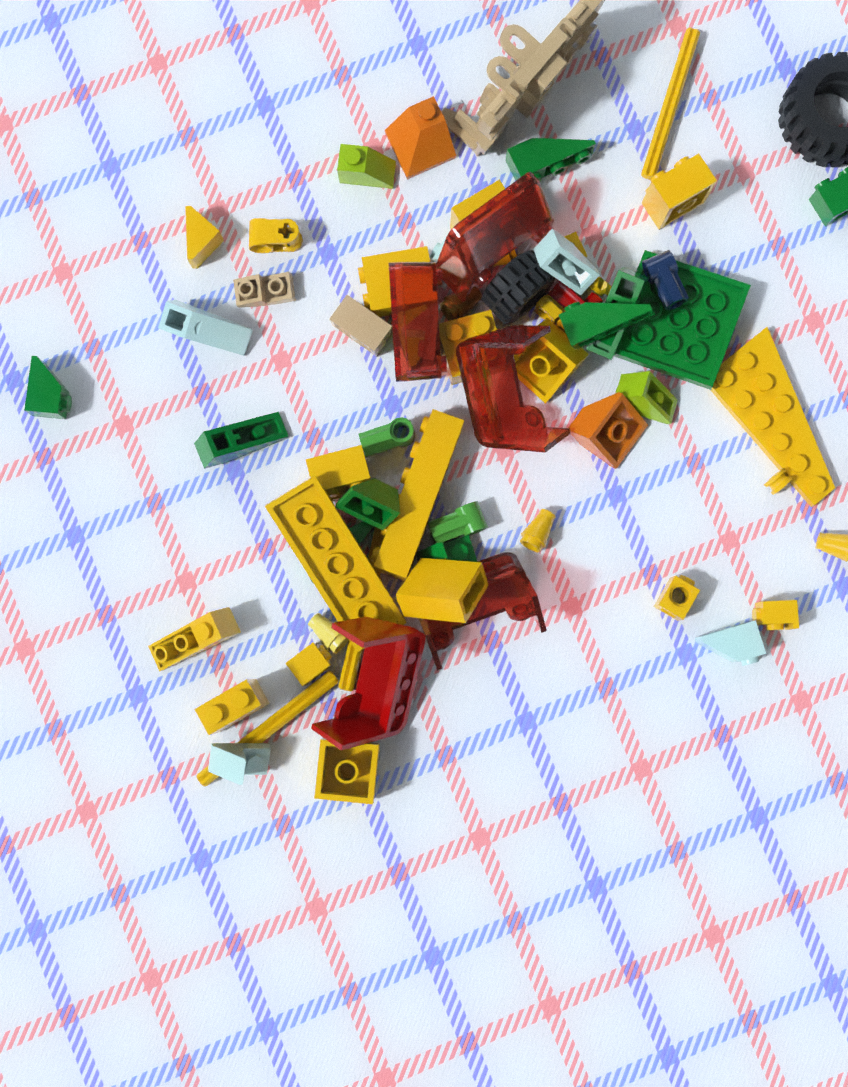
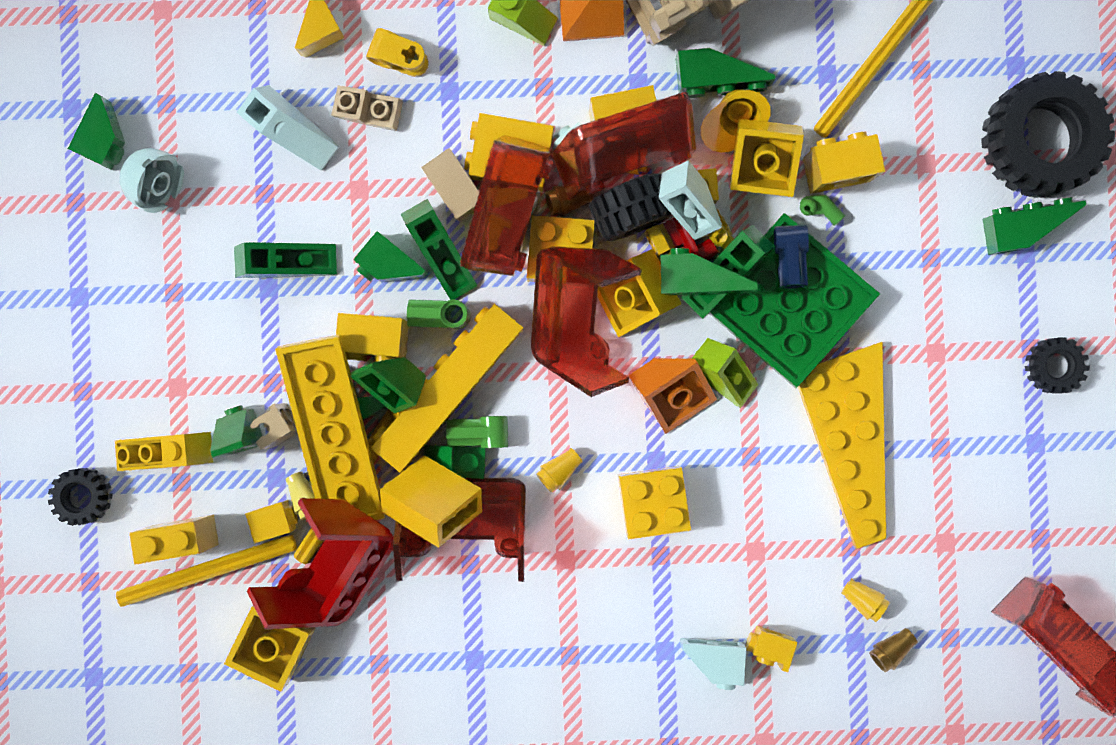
camera: 20 degrees right, 5 degrees up
(103, 410) = (151, 178): none -> light aqua cylinder
(119, 698) = (62, 502): none -> black tyre
(238, 759) = (160, 592): light aqua slope -> none
(253, 596) = (234, 432): none -> green slope
(286, 577) = (279, 424): none -> tan hinge
(329, 409) = (386, 261): none -> green slope
(367, 382) = (438, 249): none -> green slope
(575, 188) = (721, 123): none -> yellow piece
(613, 208) = (766, 157): none -> yellow brick
(629, 527) = (654, 502): none -> yellow brick
(666, 603) = (671, 605): yellow brick -> none
(672, 234) = (821, 205): none -> bright green arm
(778, 481) = (828, 510): yellow bush -> none

